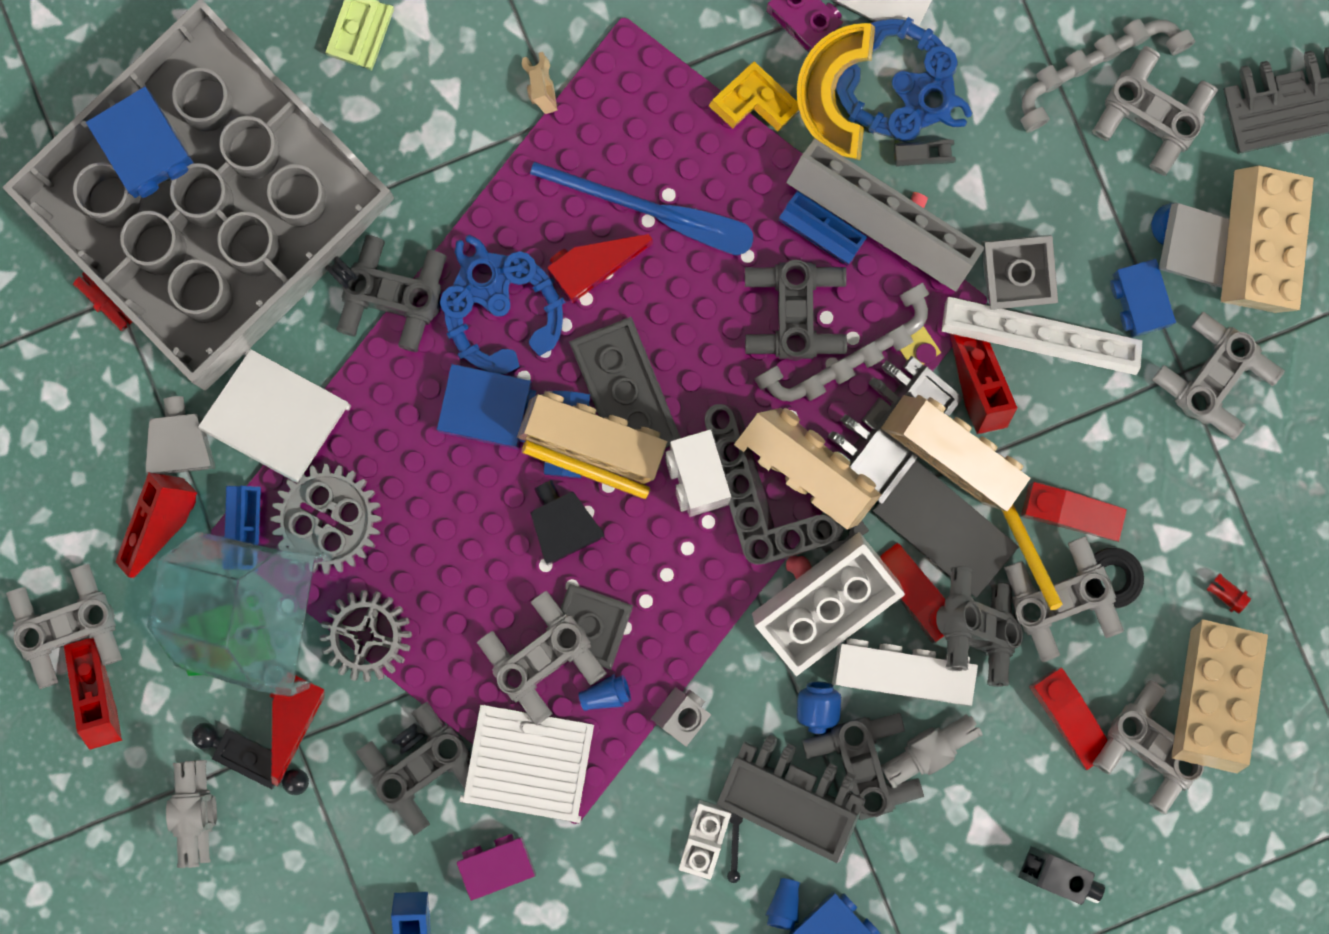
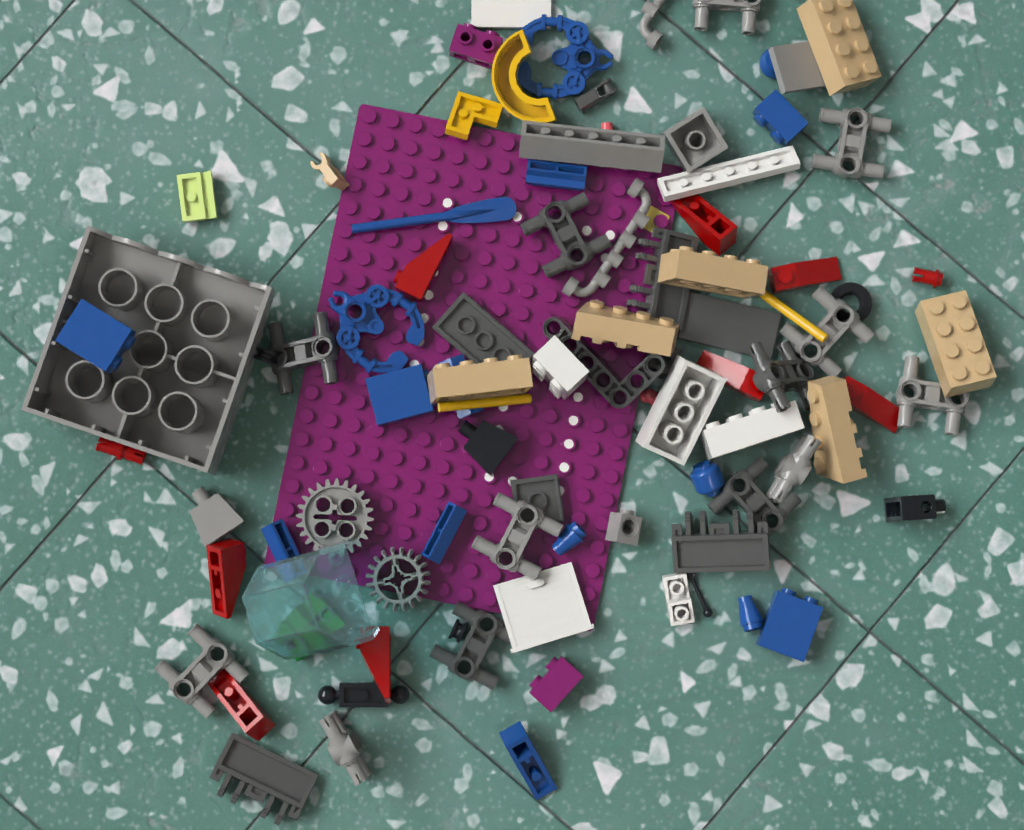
camera: 30 degrees left, 0 degrees up
(76, 796) = (265, 775): none -> dark grey hinge
(273, 415) = (267, 469): white piece -> none
(452, 607) = (444, 532): none -> blue piece
(1009, 727) = (831, 424): none -> tan wedge

